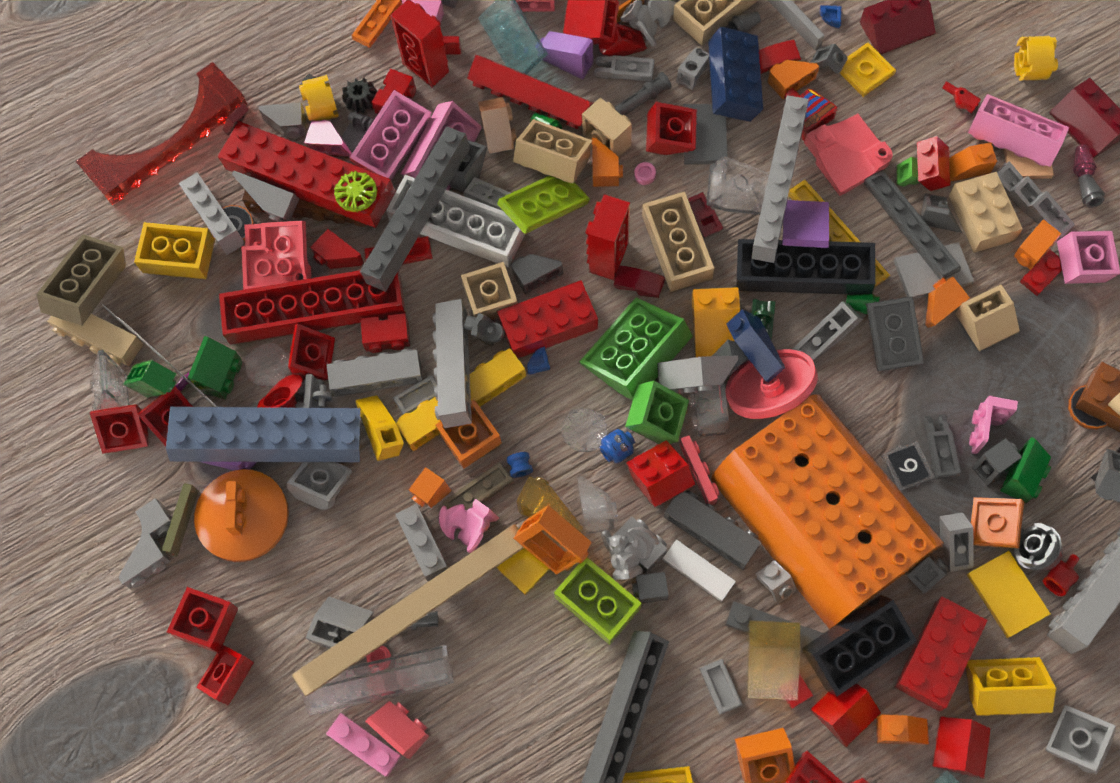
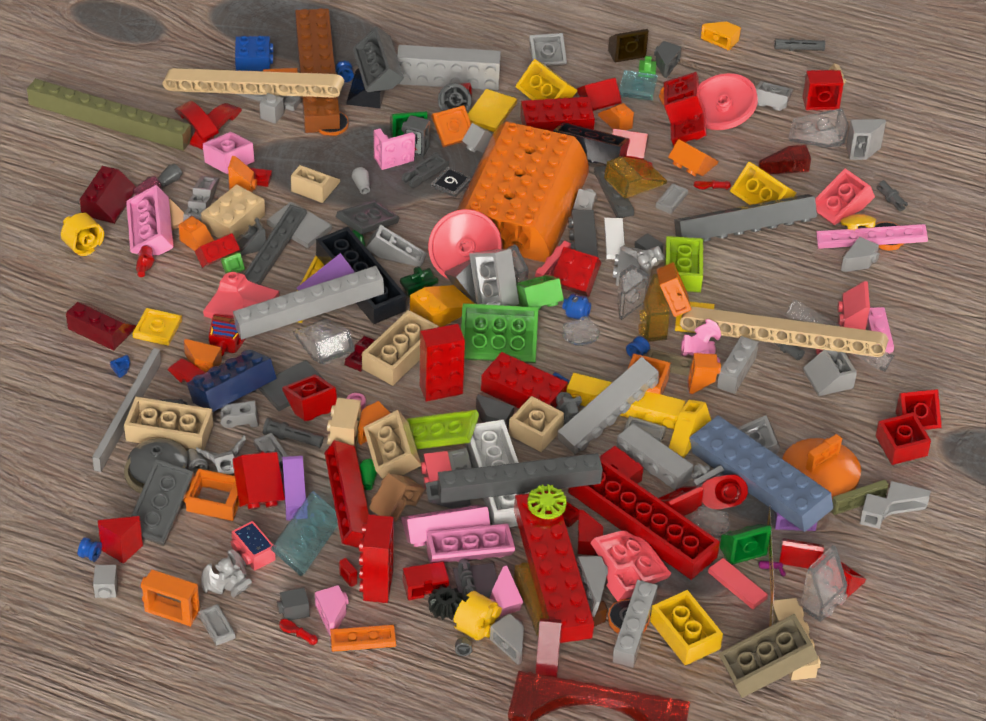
camera: 135 degrees left, 25 degrees down
(150, 379) = (793, 557): green brick -> none
(186, 338) = (738, 583): none -> coral tile
(501, 174) = (433, 464): none -> coral brick
(718, 742) = (714, 184): none -> red piece
(756, 344) = (446, 260): dark blue slope -> none
(830, 56) = (169, 344): dark grey bracket -> none
(944, 300) = (323, 204): orange slope -> none
(964, 370) = (361, 179): none -> light grey cone

